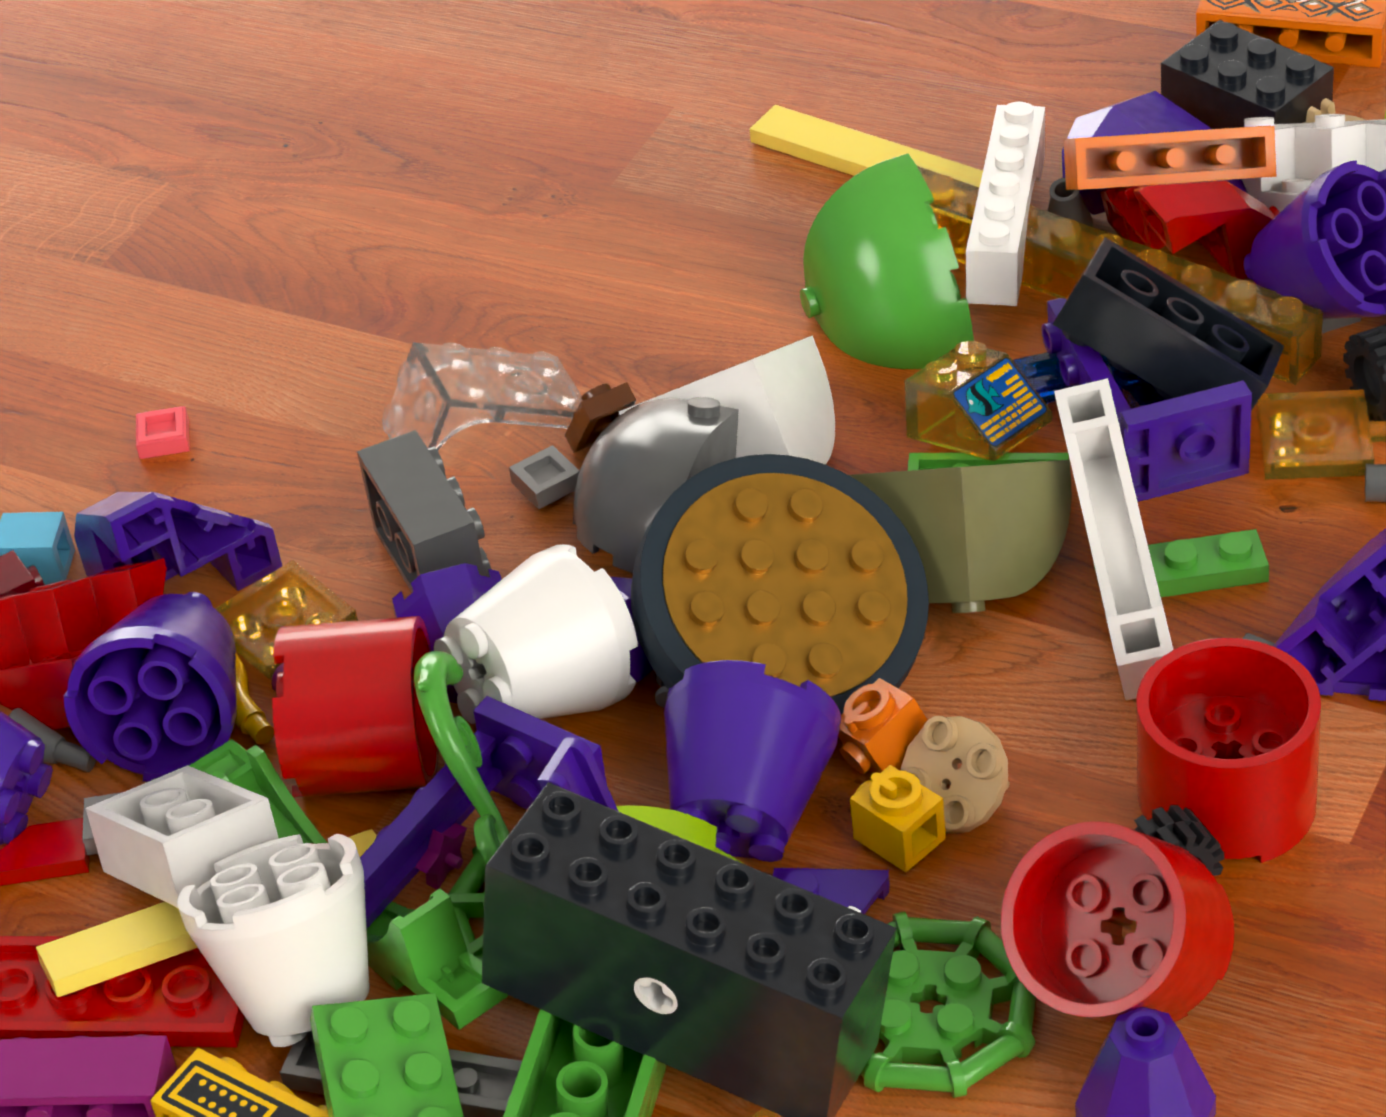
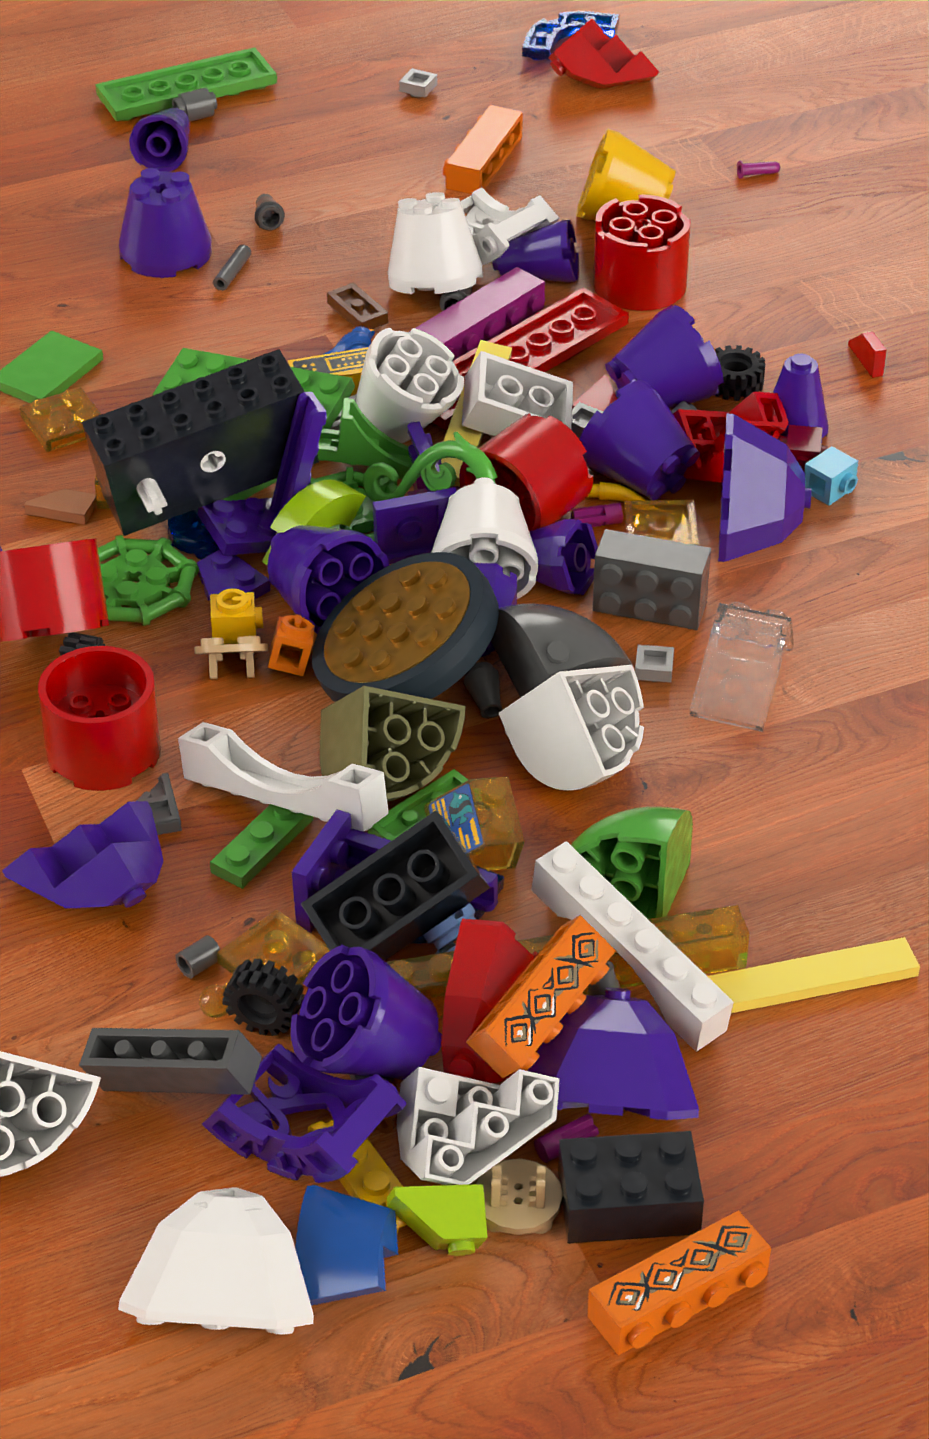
camera: 125 degrees right, 0 degrees up
(162, 432) = (891, 568): coral tile -> none
(596, 412) = (660, 684): reddish brown plate -> none

